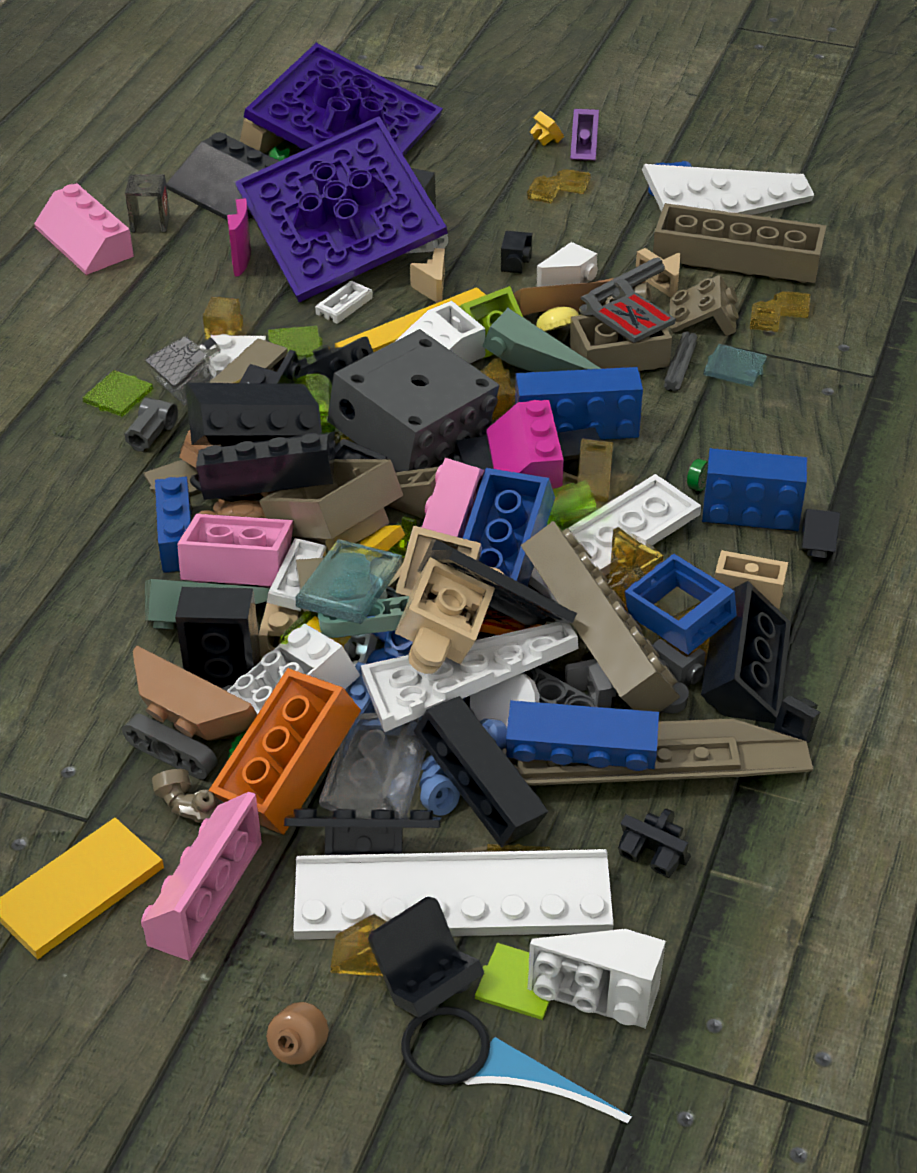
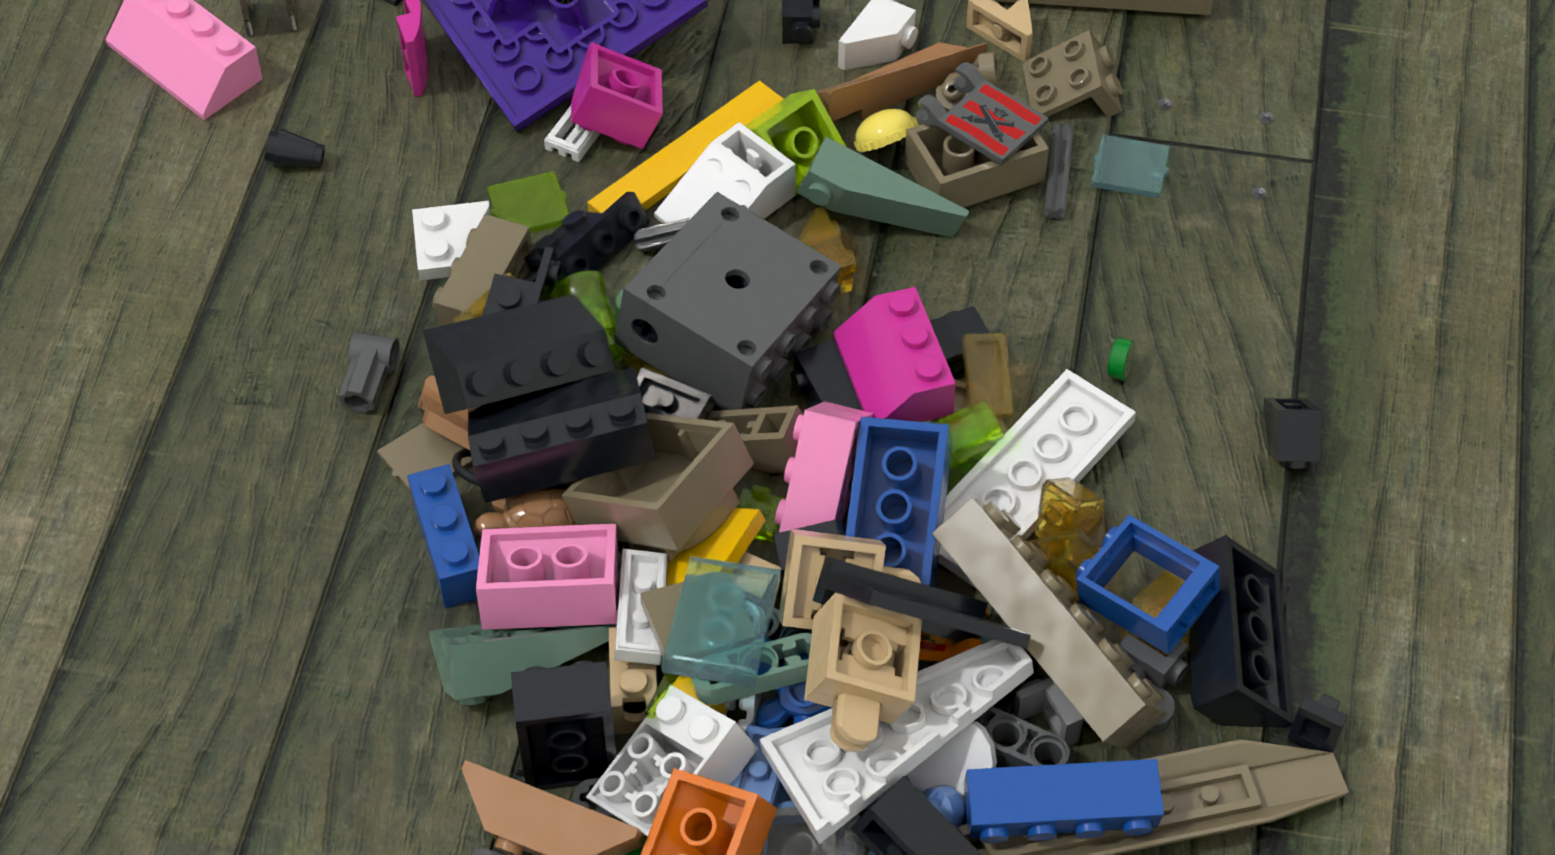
camera: 10 degrees left, 10 degrees up
(117, 393) = (305, 321): clear neon green piece -> none
(139, 294) = (293, 150): none -> black cone
(183, 363) = (392, 273): torso -> none
(222, 317) = (422, 179): clear yellow brick -> none
(371, 282) = (617, 96): none -> dark pink slope
(429, 276) = (692, 73): tan slope -> none
(588, 399) = (952, 266): blue brick -> none
(633, 277) = (968, 51): dark grey axle -> none
(754, 489) = (1201, 380): blue brick -> none
(764, 574) = (1210, 515): tan brick -> none
(767, 314) = (1177, 55): clear yellow tile -> none

